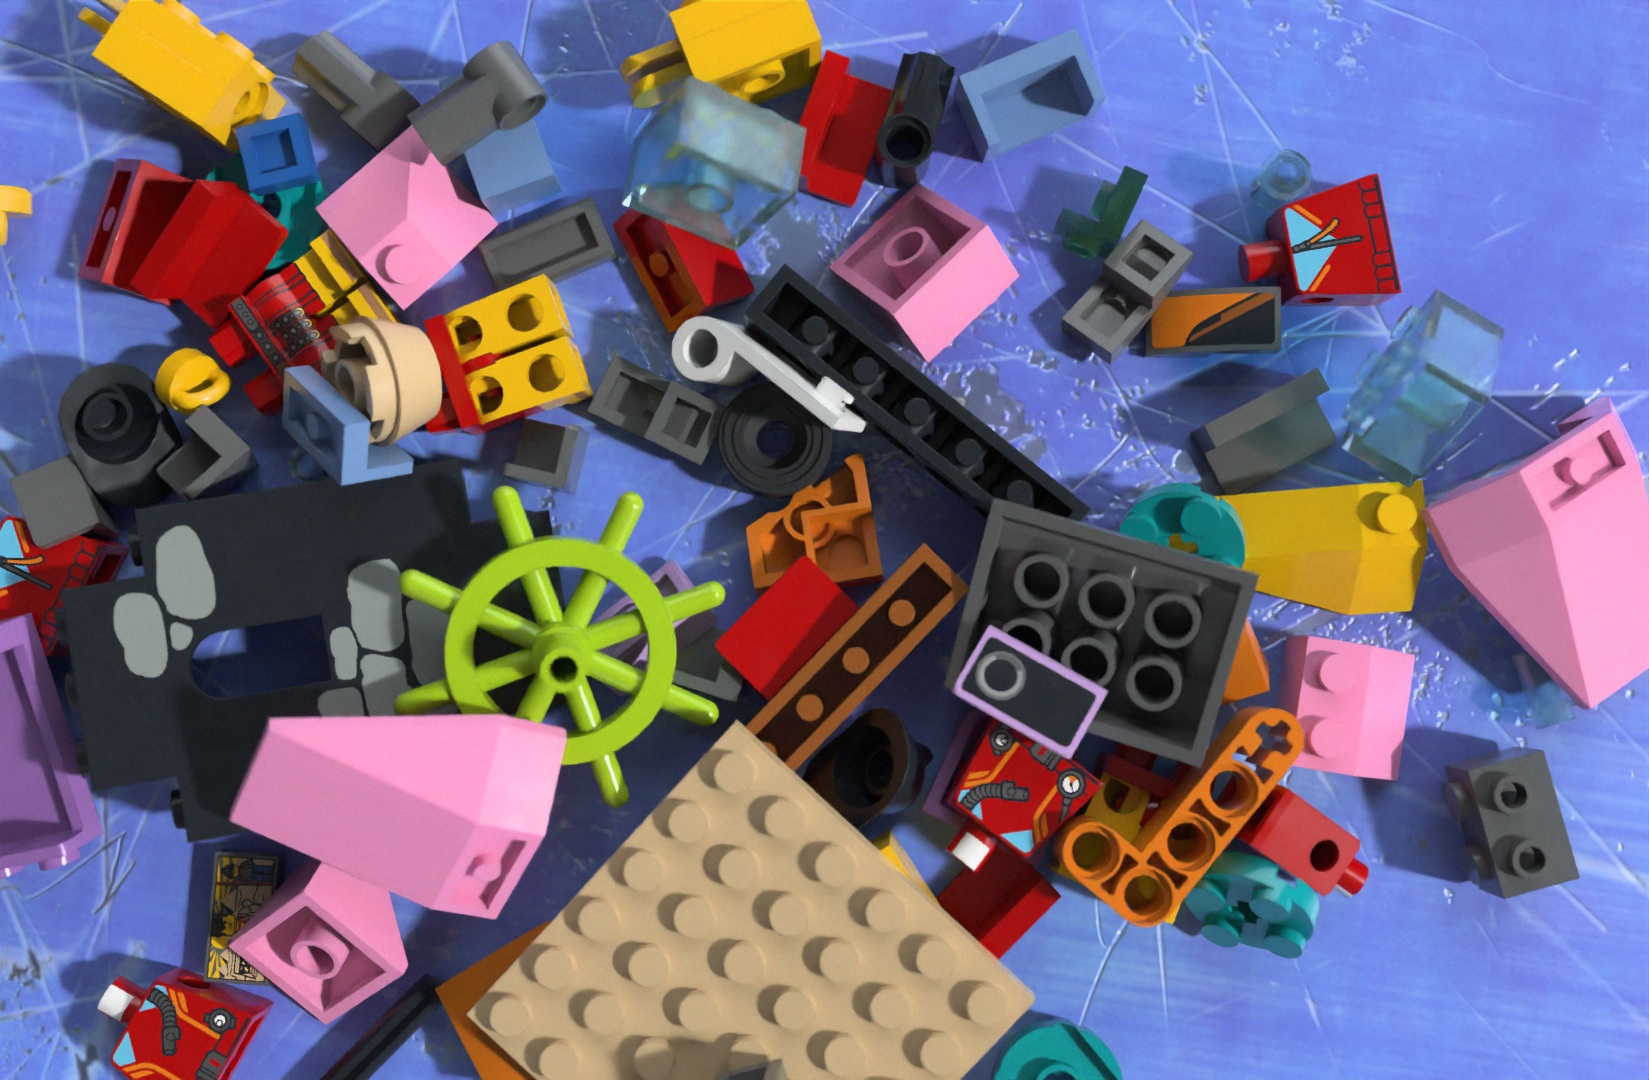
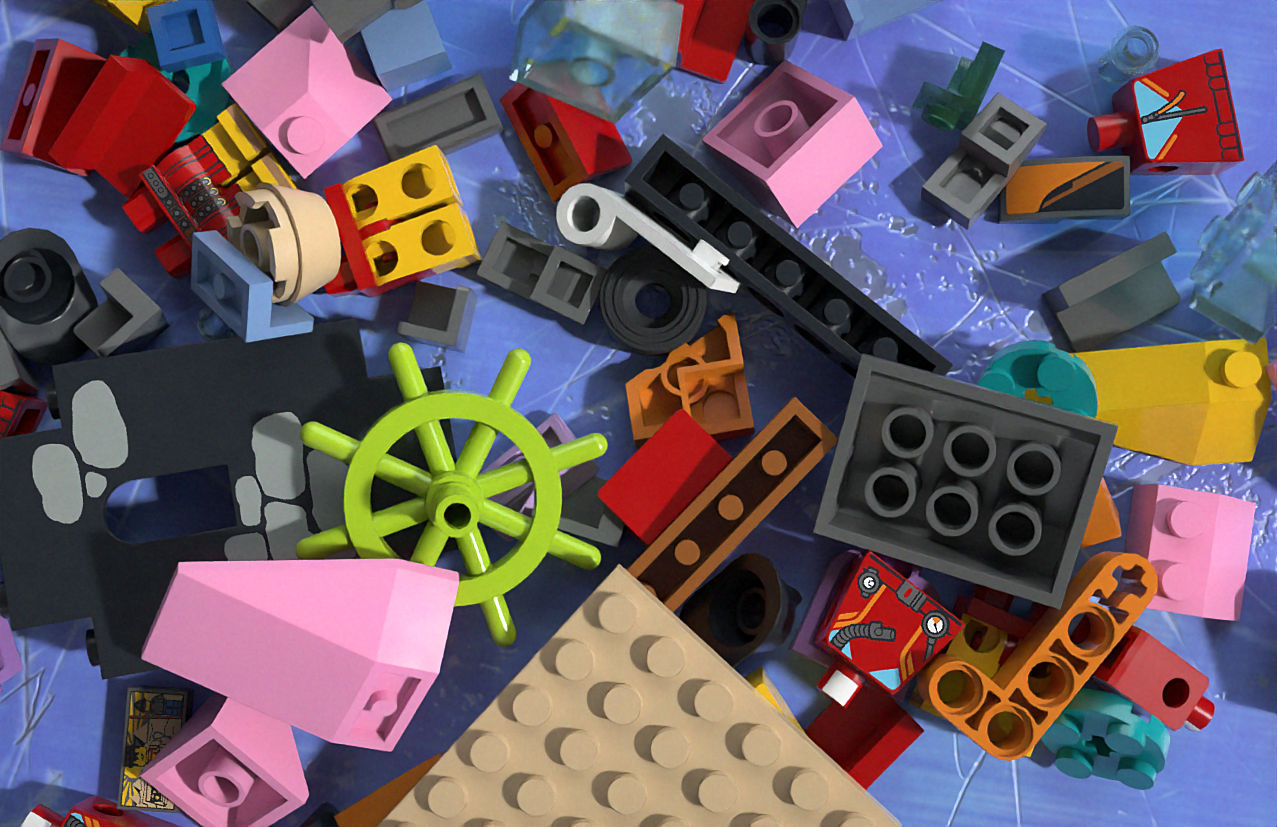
camera: 10 degrees right, 0 degrees up
(190, 380) = (105, 245): yellow tile -> none
(1029, 692) = (897, 537): slope -> none

